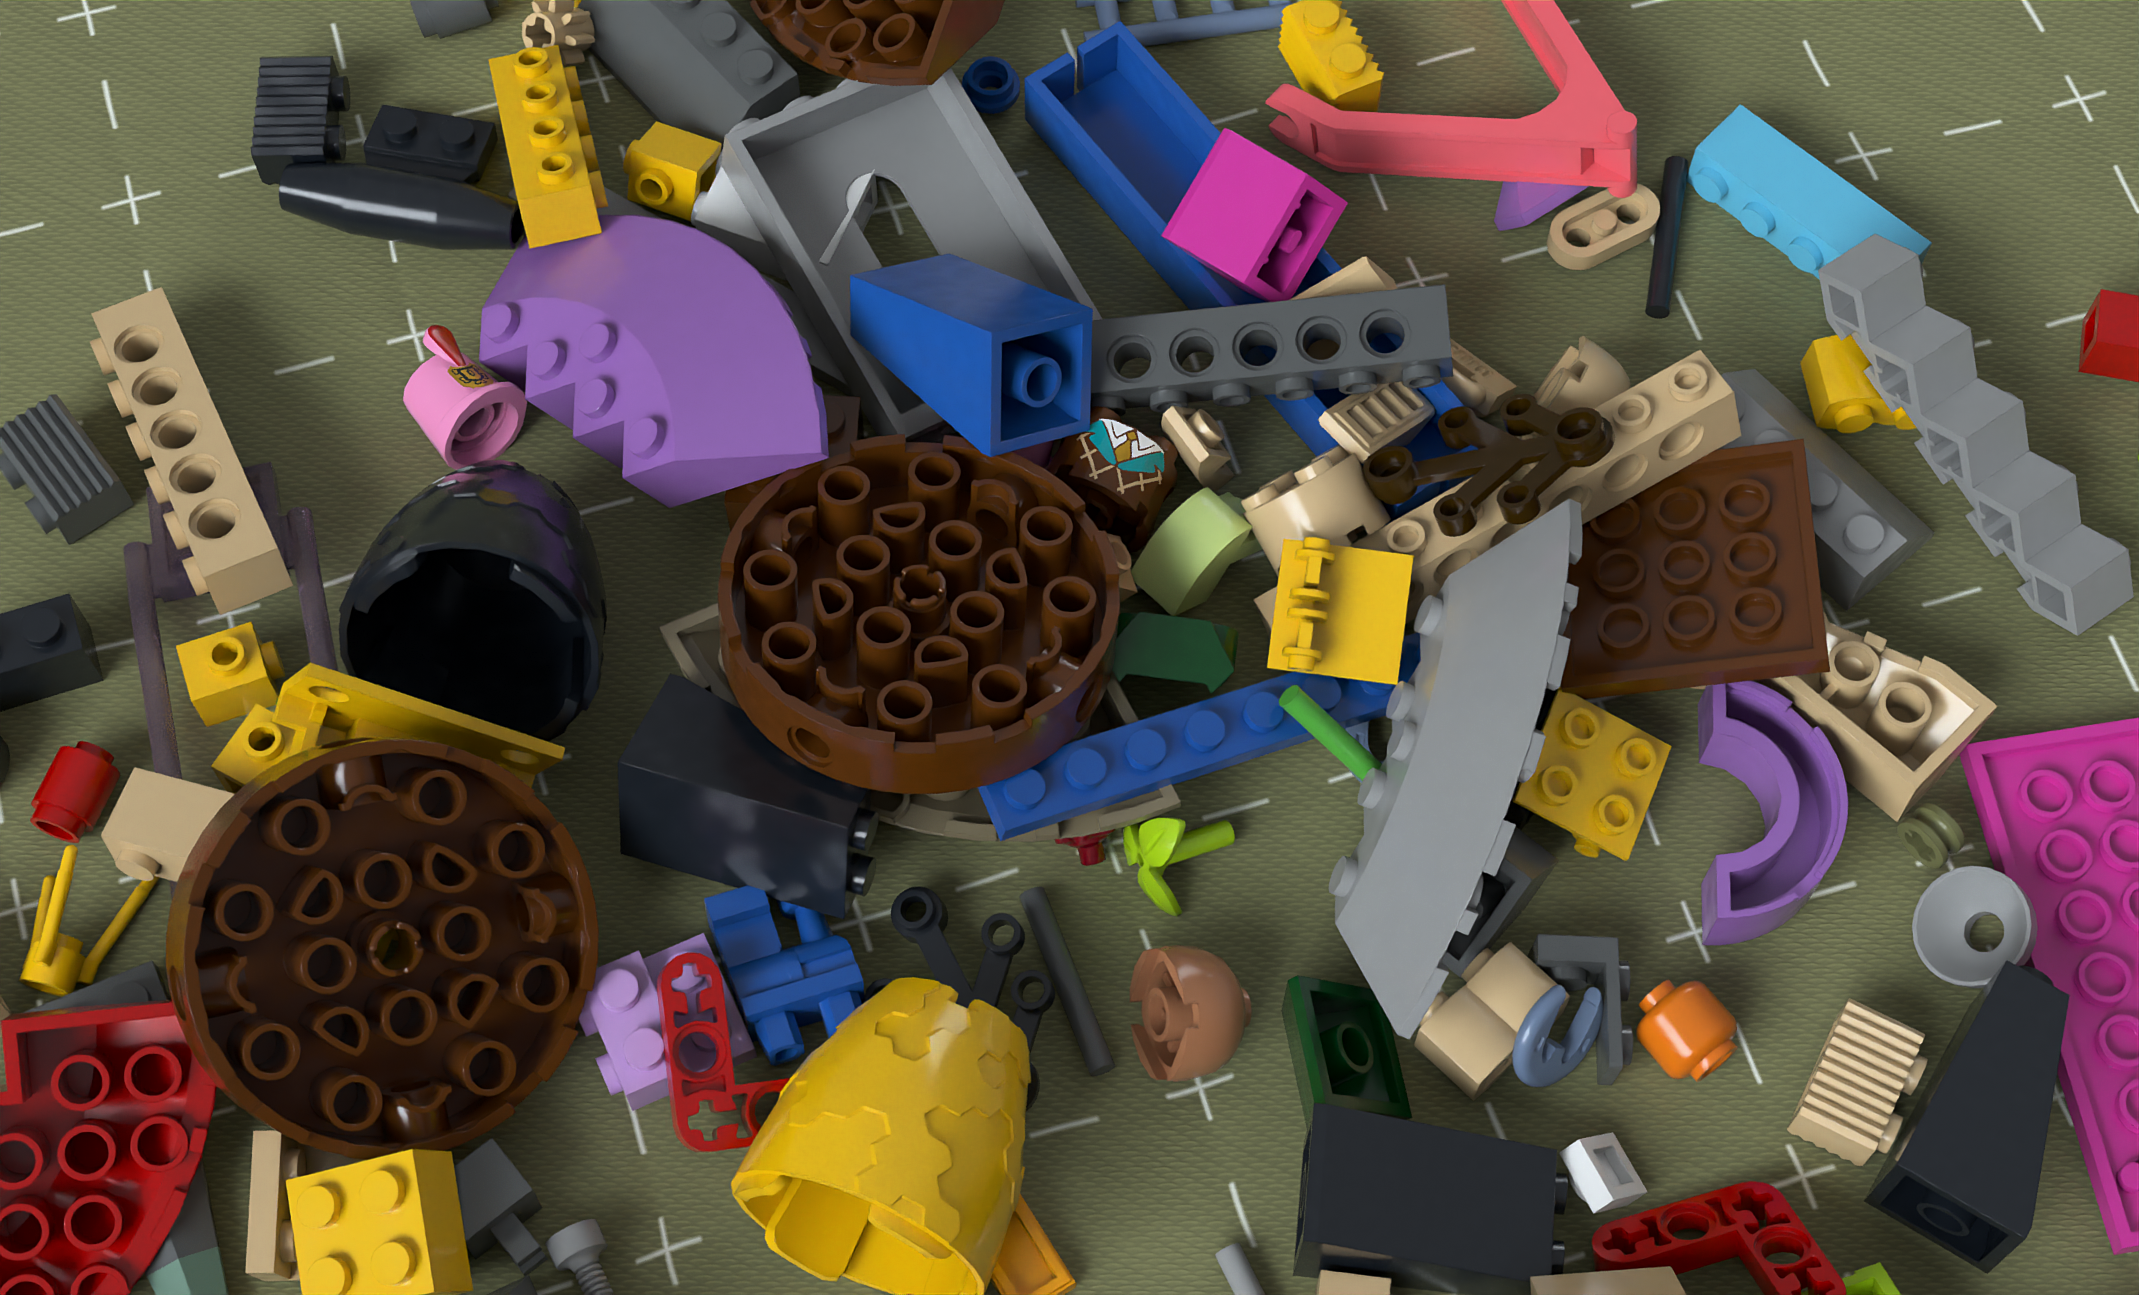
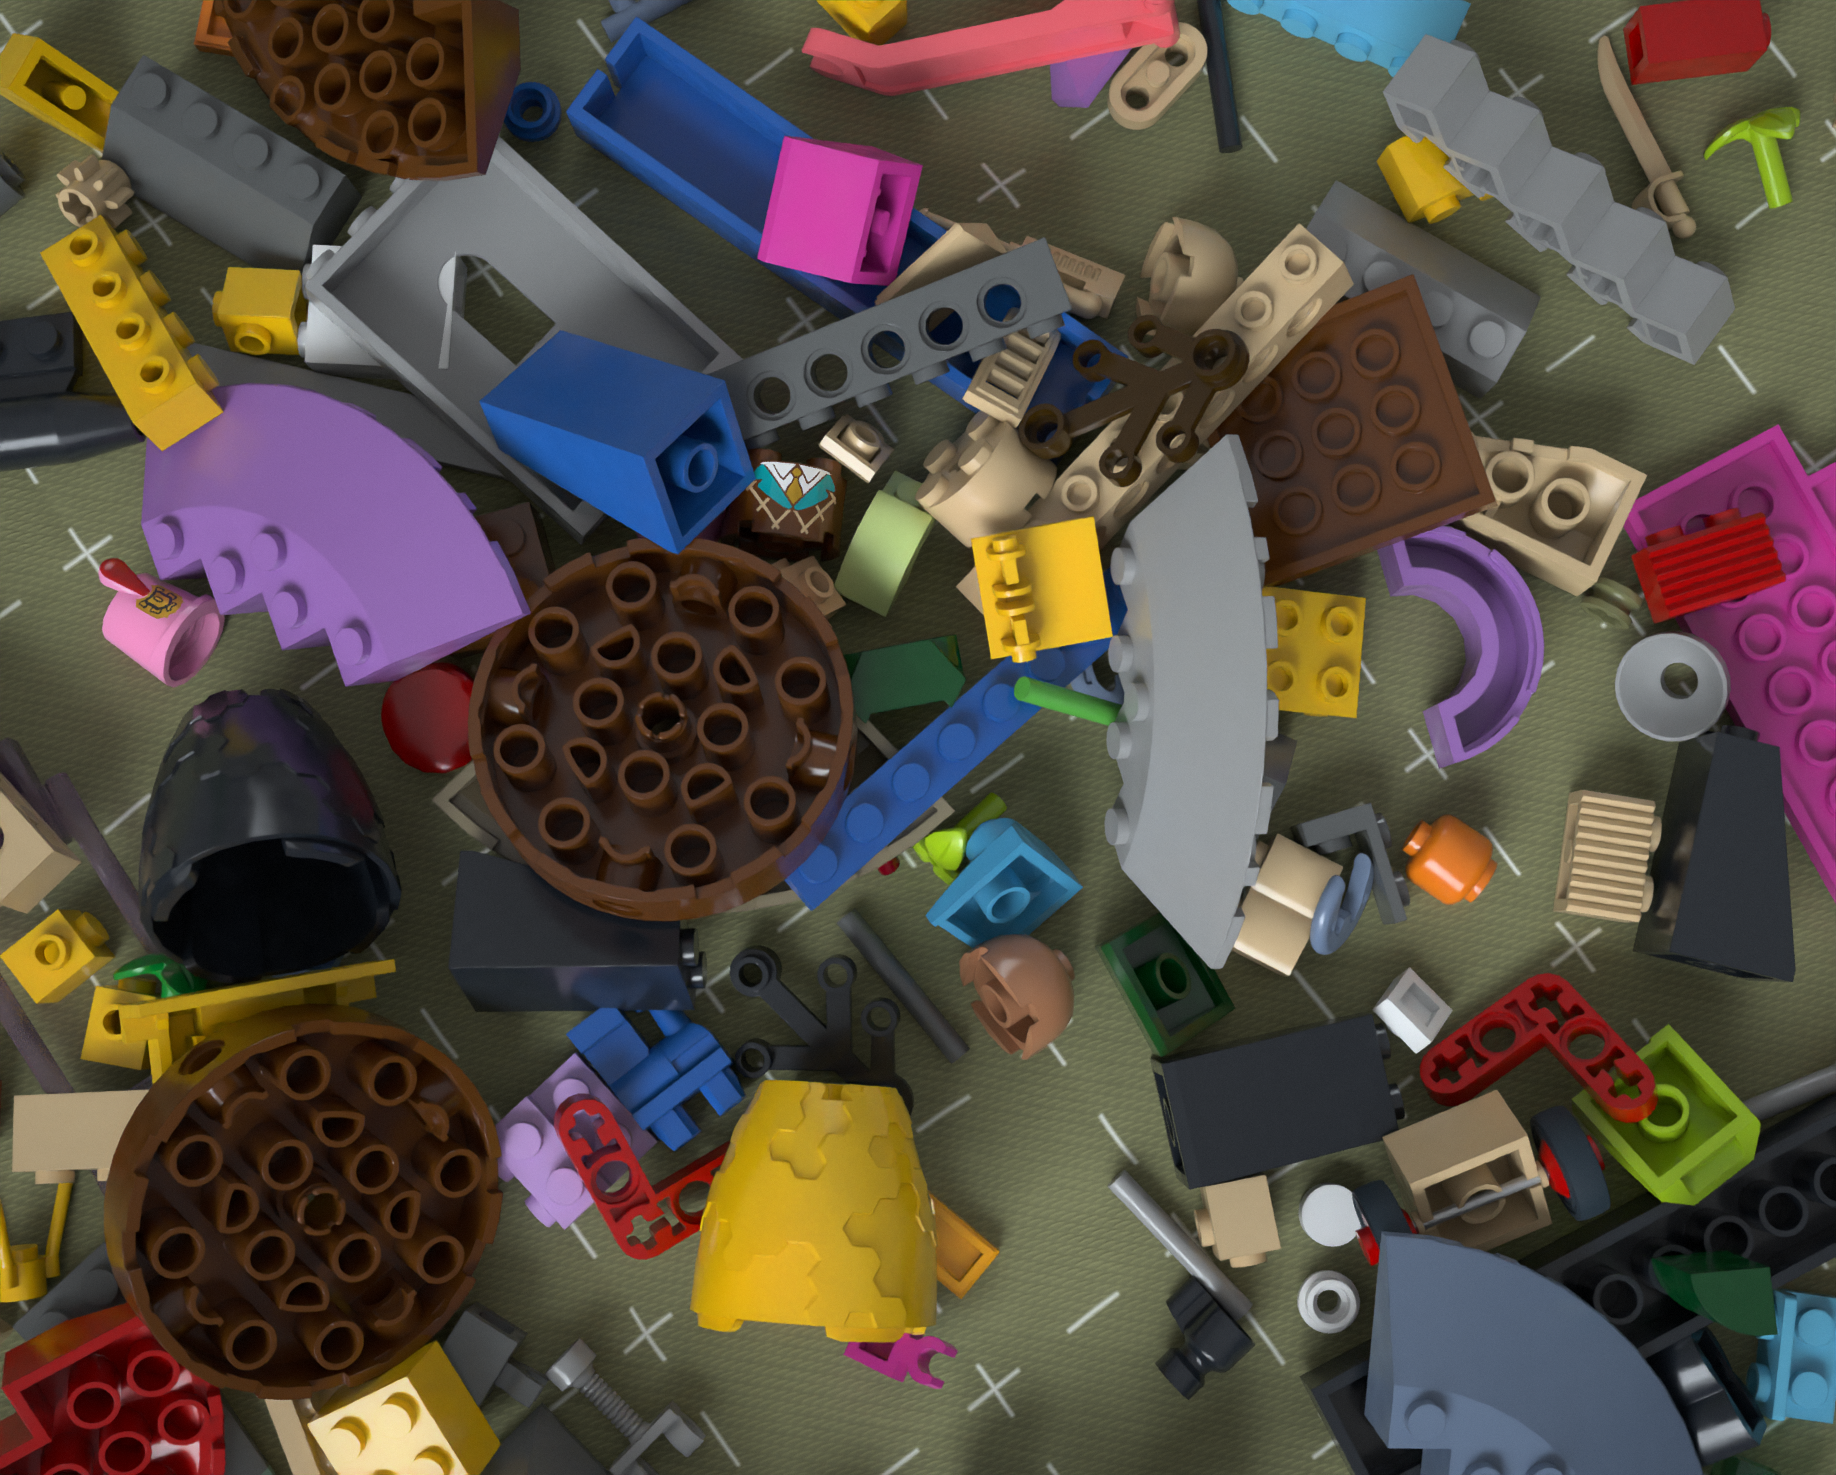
camera: 15 degrees left, 20 degrees up
(681, 565) = (429, 717): none -> red piece
(1205, 897) = (1006, 886): none -> dark azure slope
(2040, 817) = (1707, 566): none -> red brick
(2085, 462) = (1661, 178): none -> tan sword

